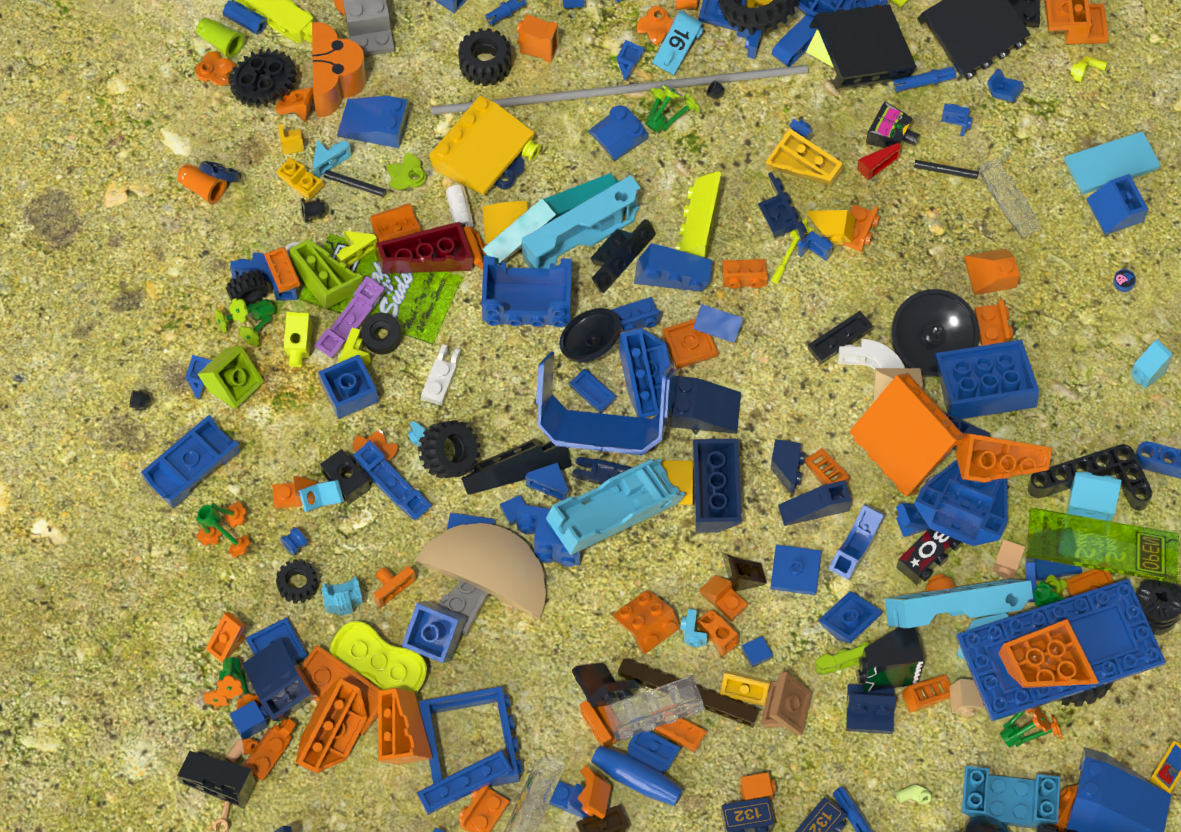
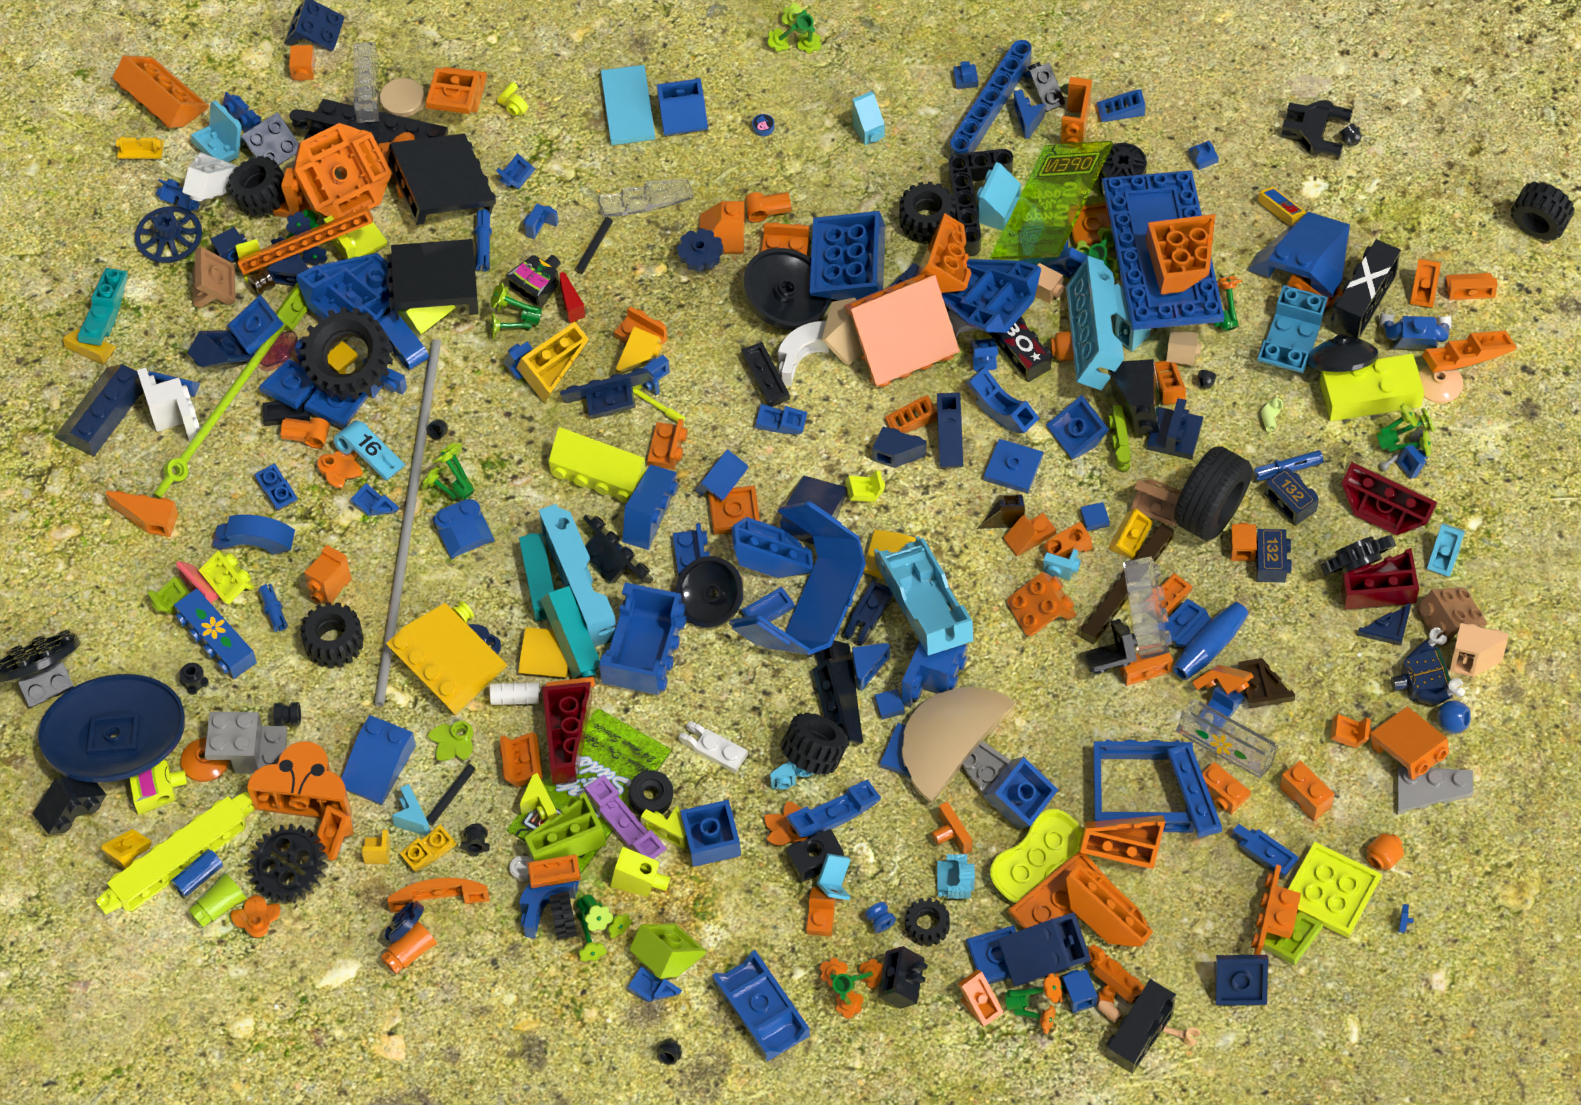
camera: 75 degrees left, 5 degrees down
(234, 568) = (901, 977): none -> black brick
(250, 174) = (439, 888): none -> orange slope
(404, 44) = (285, 714): none -> black wheel
(716, 484) = (910, 510): dark blue slope -> none
(738, 433) = (865, 488): none -> neon yellow bracket
(787, 743) = (1213, 493): none -> black tyre
(795, 361) = (781, 421): none -> blue slope
(852, 132) = (530, 314): none -> plant
(937, 726) = (1206, 379): none -> black hinge
(956, 251) = (700, 250): none -> dark blue plant
(1028, 297) = (762, 206): none -> orange piece
(1065, 423) = (925, 198): none -> black tyre

